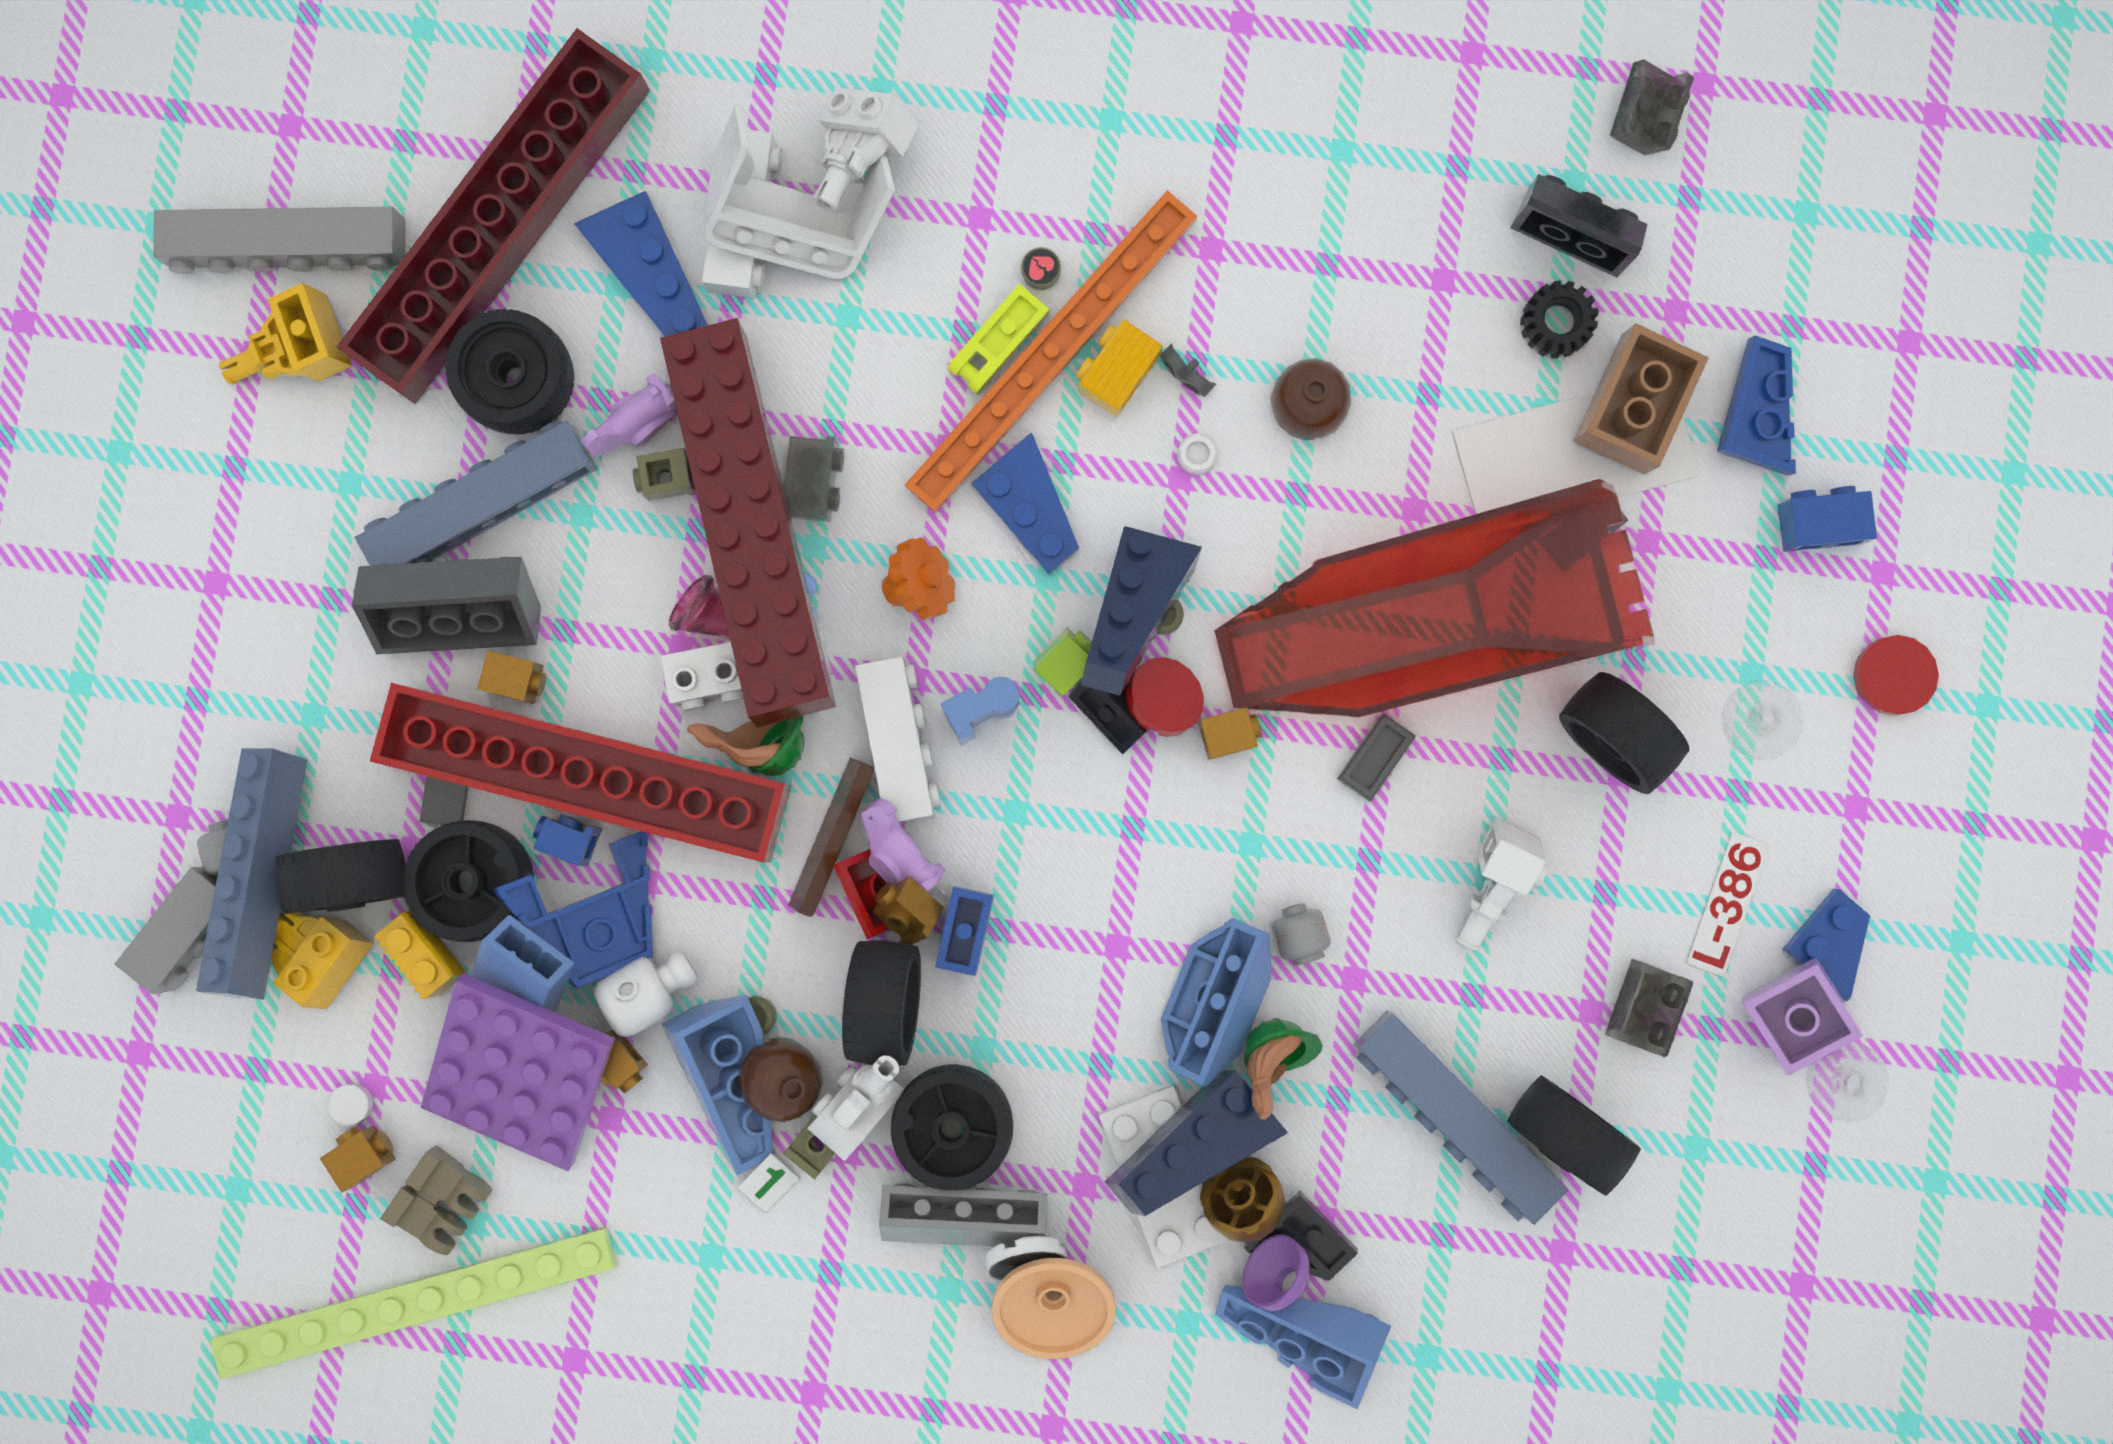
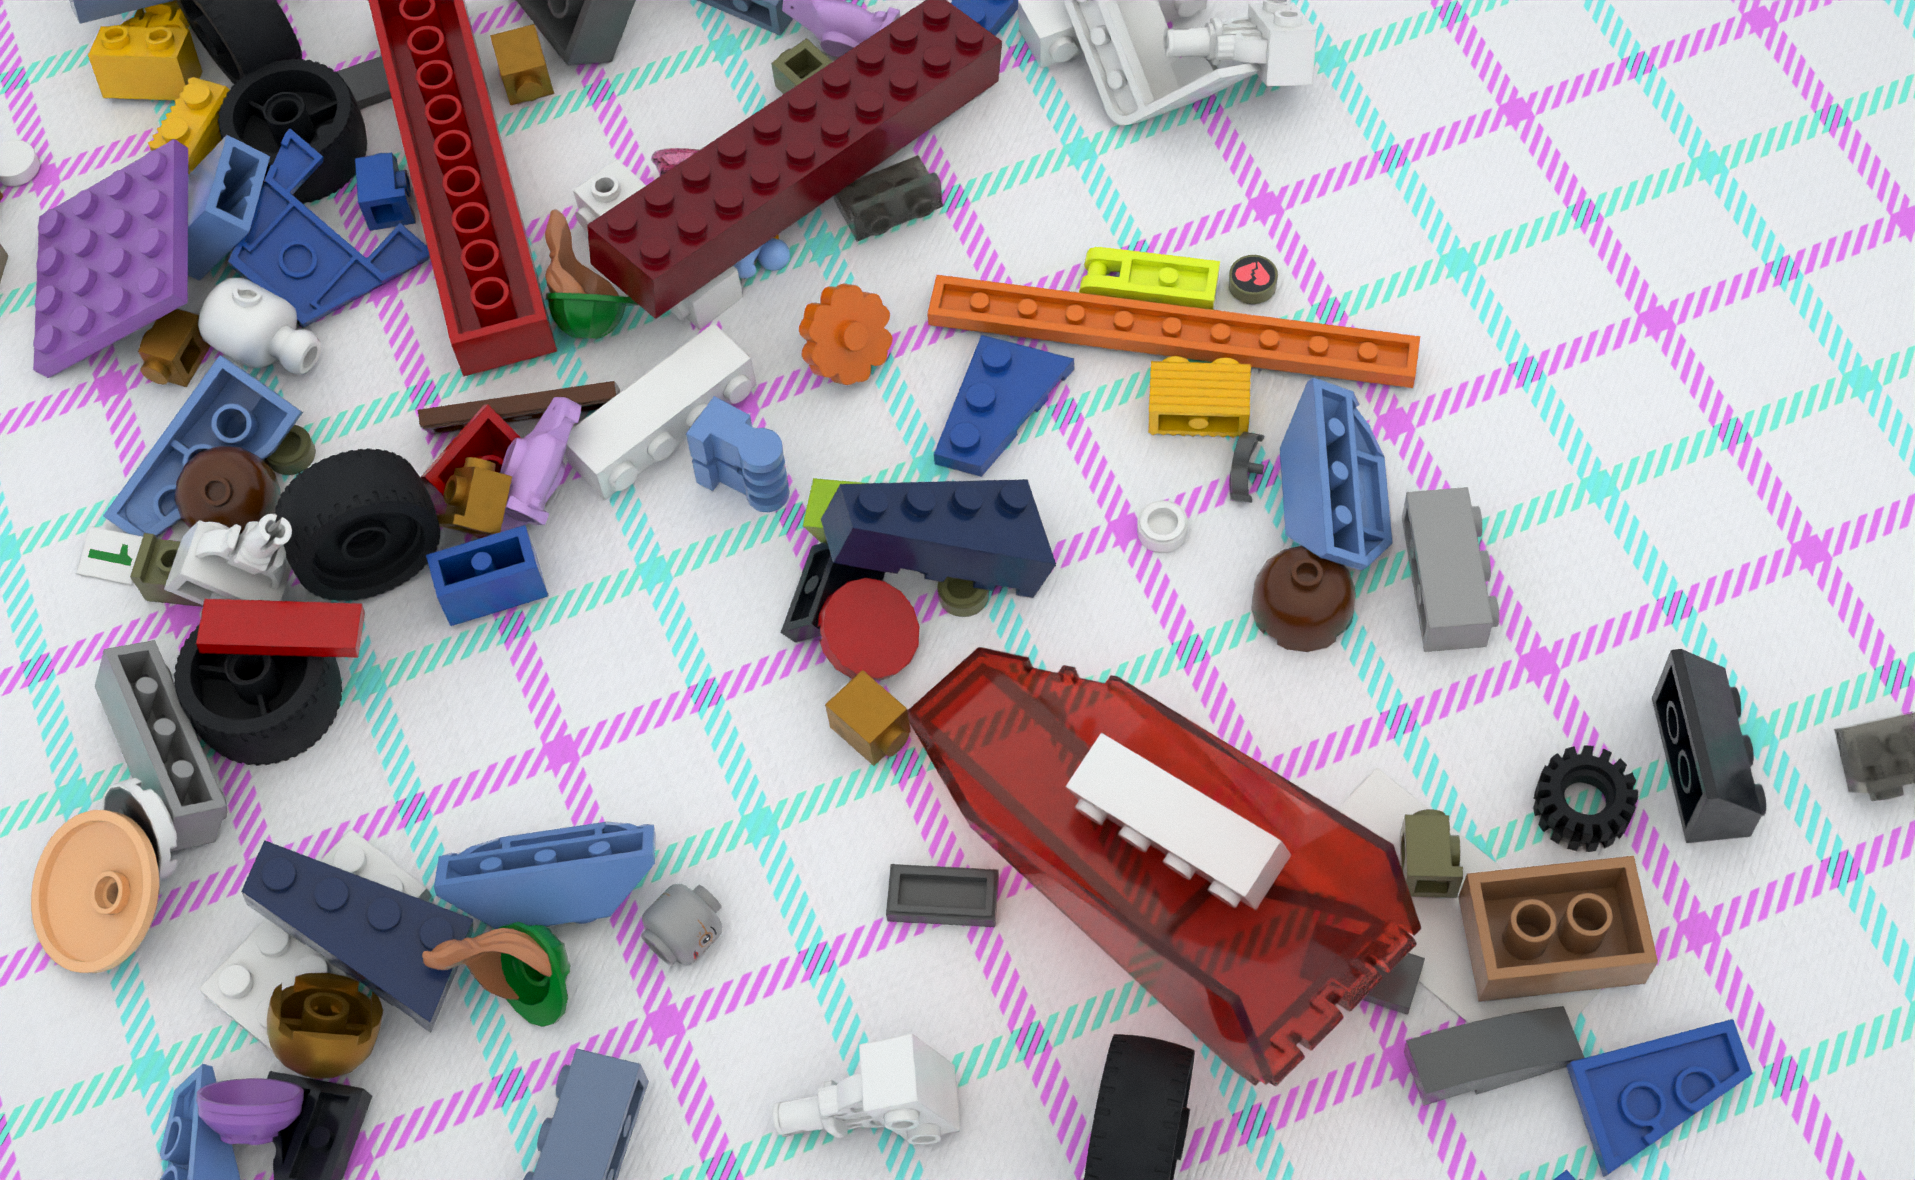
camera: 60 degrees right, 25 degrees down
(939, 1096) = (280, 628): none -> red tile
(1248, 326) = (1334, 479): none -> medium blue wedge
(1351, 292) = (1449, 569): none -> light grey brick
(1437, 584) = (1179, 822): none -> white brick
(1540, 441) = (1430, 855): none -> olive brick
(1687, 491) = (1491, 1053): none -> dark grey slope

